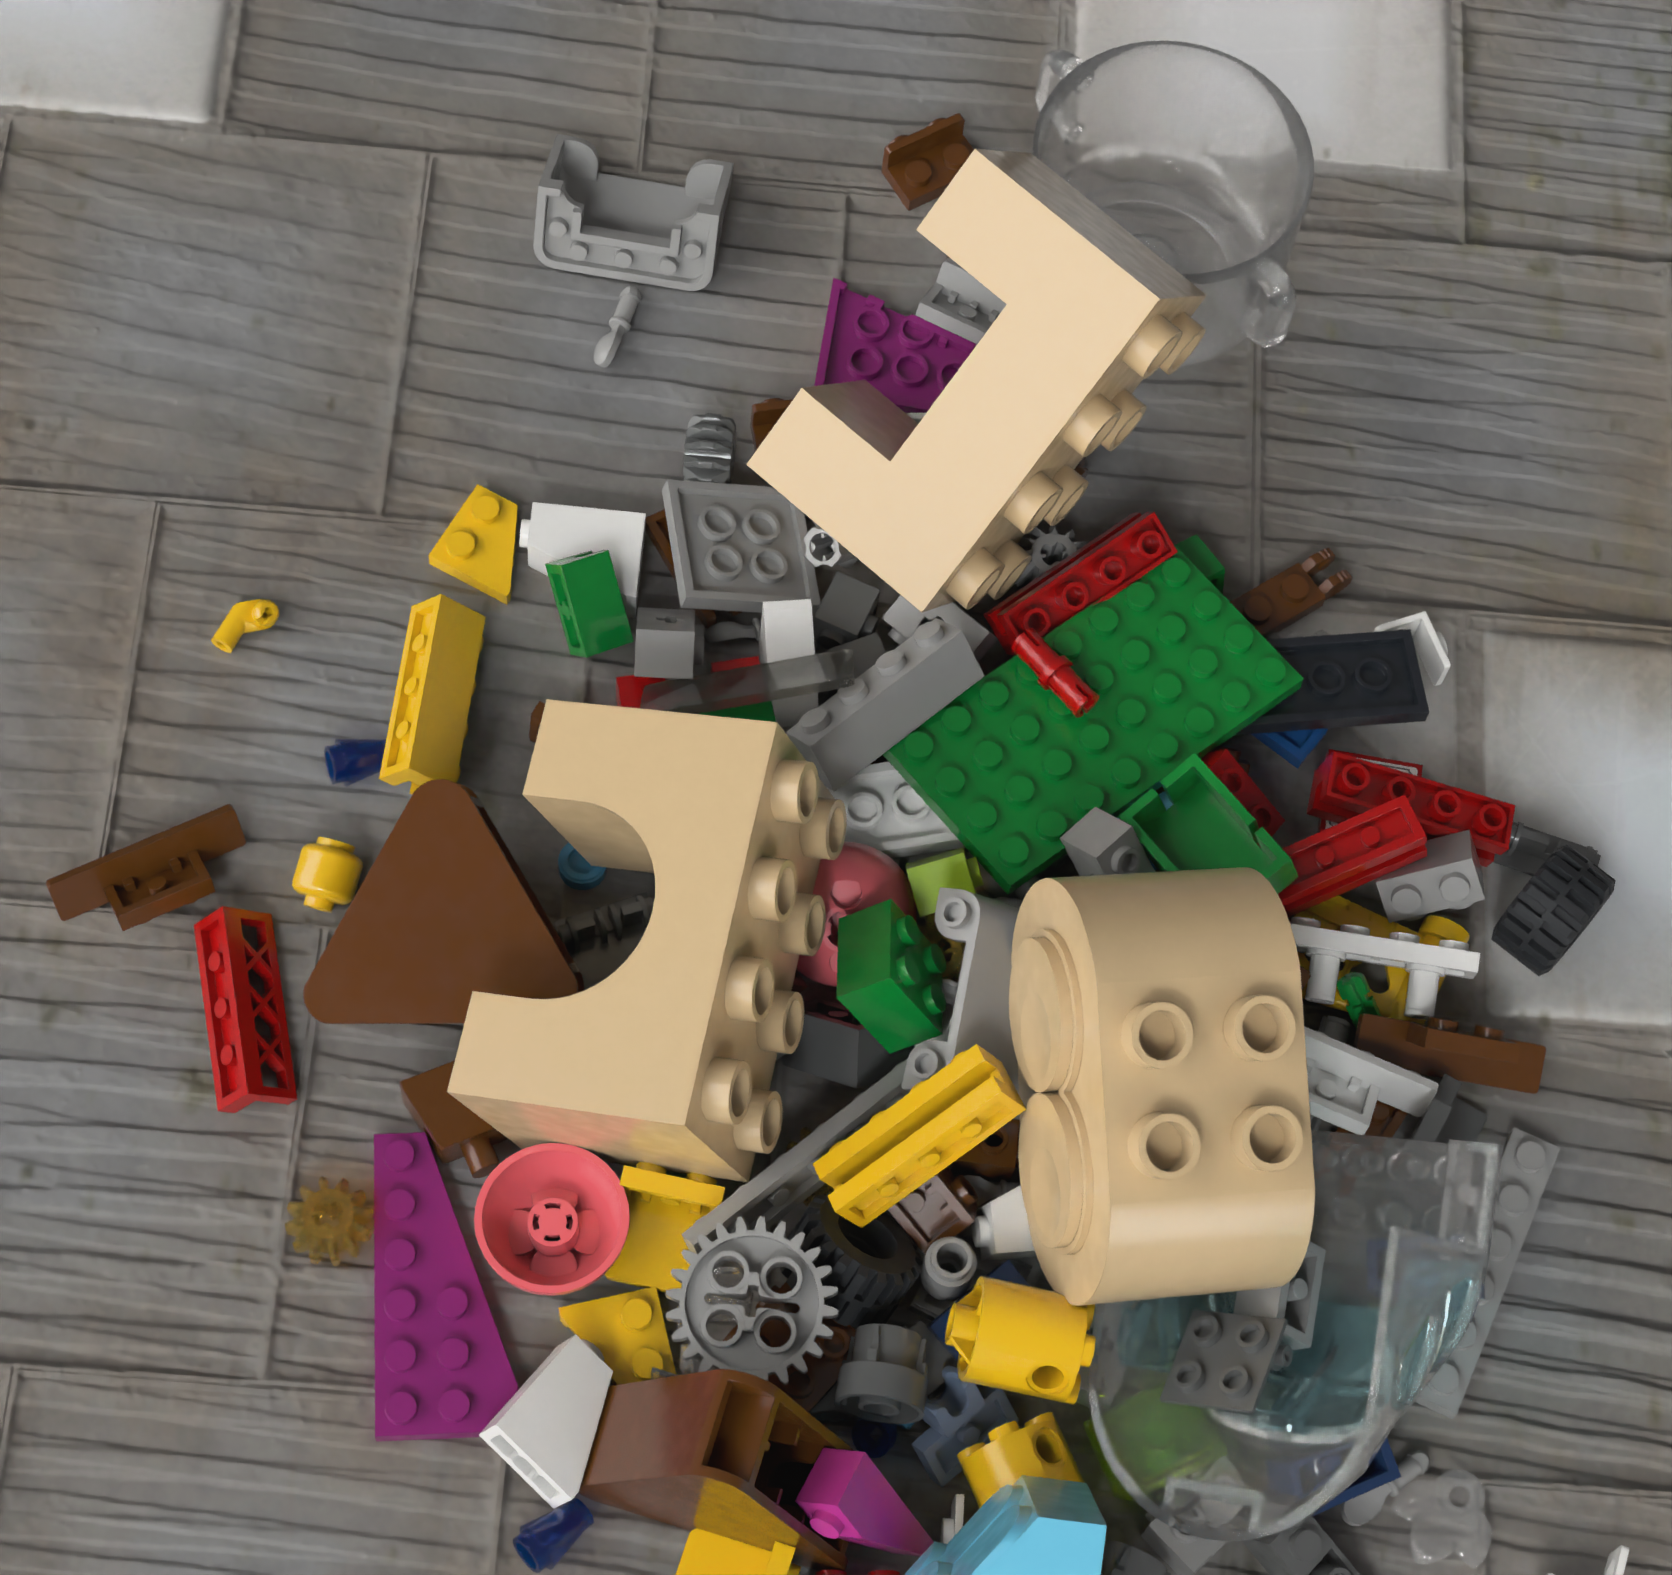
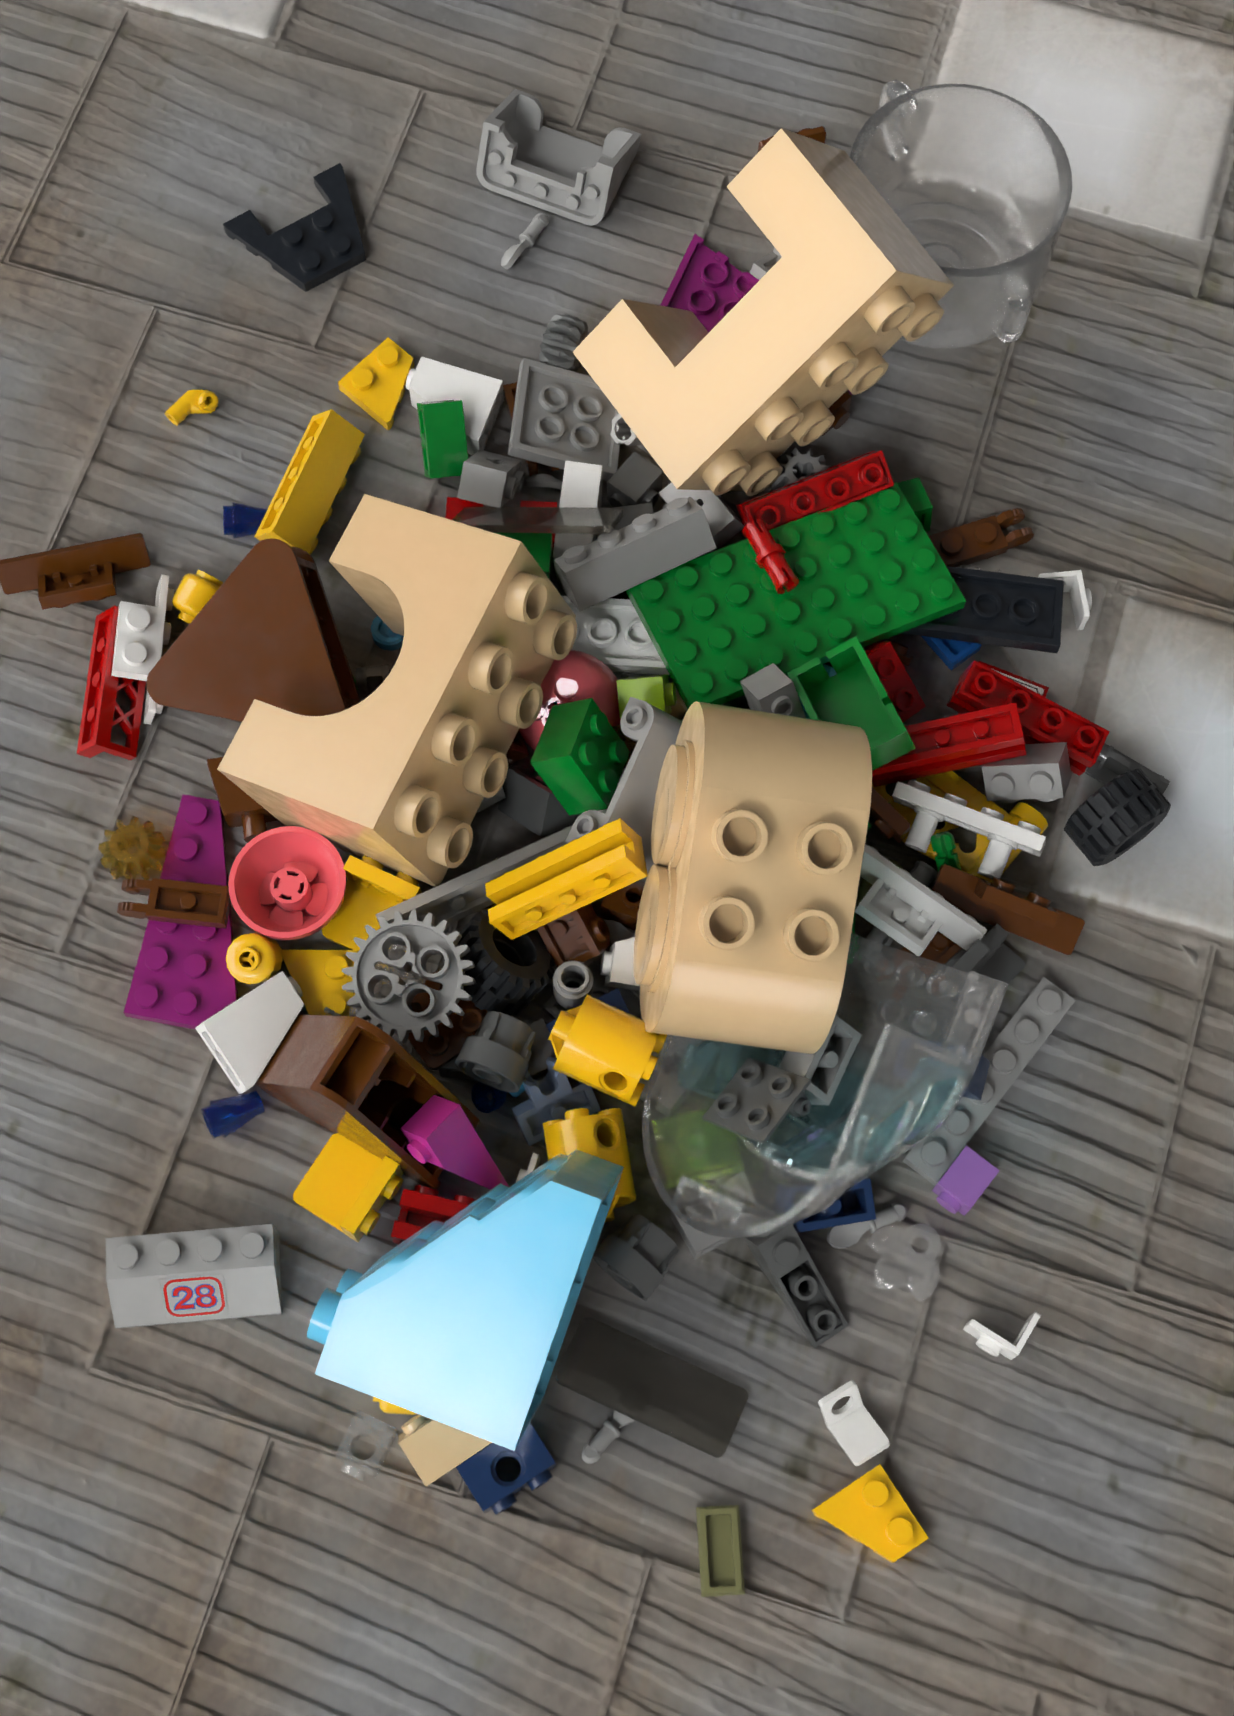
camera: 20 degrees right, 5 degrees up
(269, 952) = (140, 638): none -> white bracket
(345, 384) = (313, 246): none -> black wing
(413, 1276) = (178, 902): none -> reddish brown hinge
(534, 1308) = (249, 946): none -> yellow head
(1490, 1405) = (964, 1182): none -> medium lavender brick

